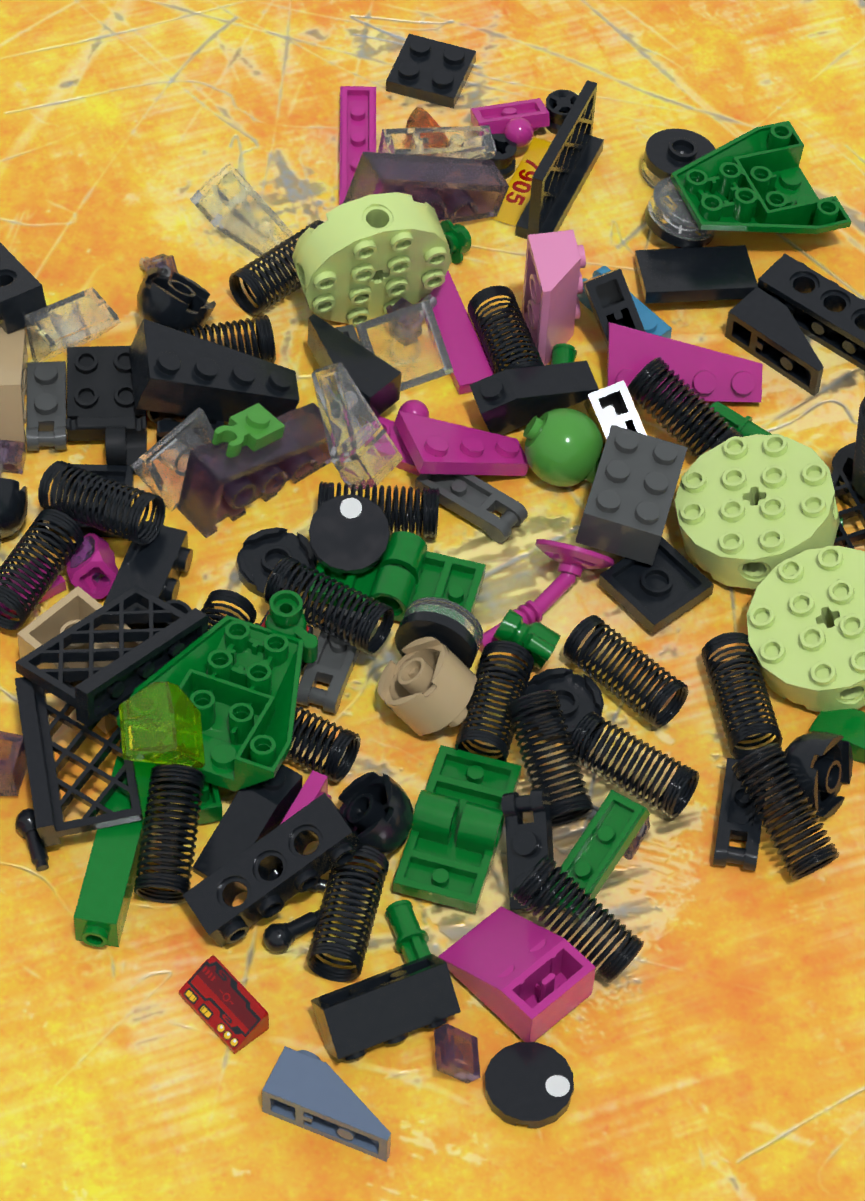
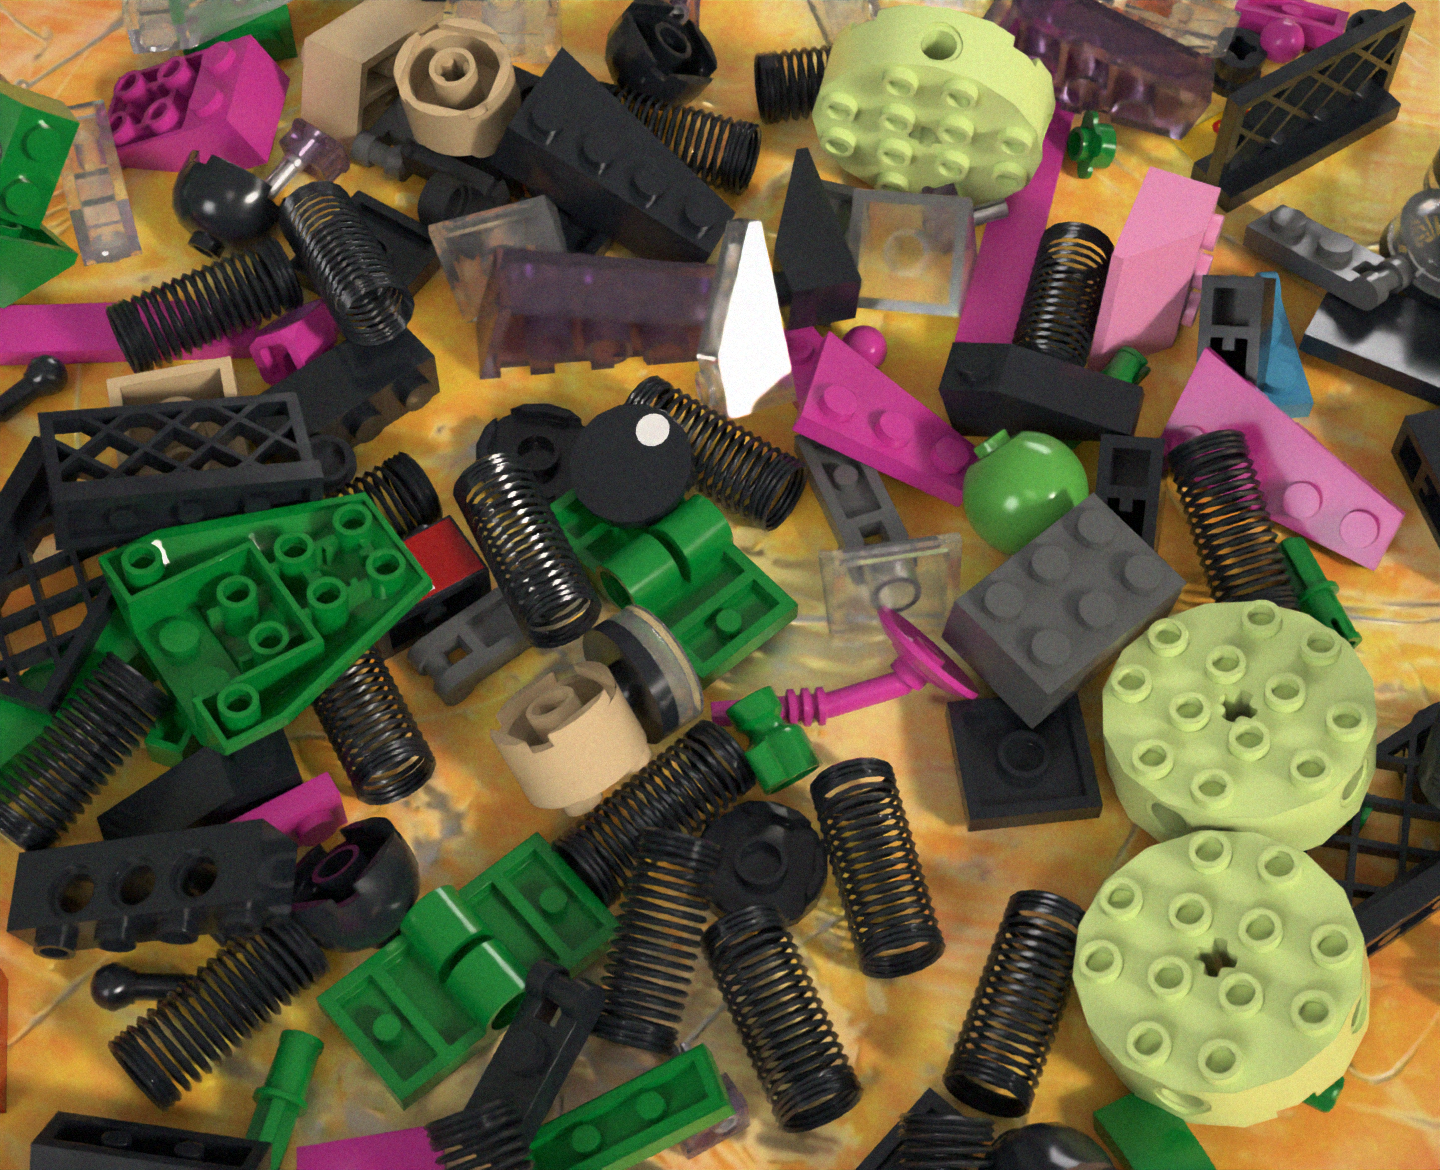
camera: 35 degrees right, 5 degrees up
(91, 372) = (457, 87): none -> tan brick
(162, 727) = (137, 602): clear neon green slope -> none
(250, 427) = (602, 256): bright green plate -> none
(288, 618) = (441, 548): green piece -> none
(514, 531) = (908, 574): none -> clear slope
(629, 245) = (1327, 258): none -> dark grey plate

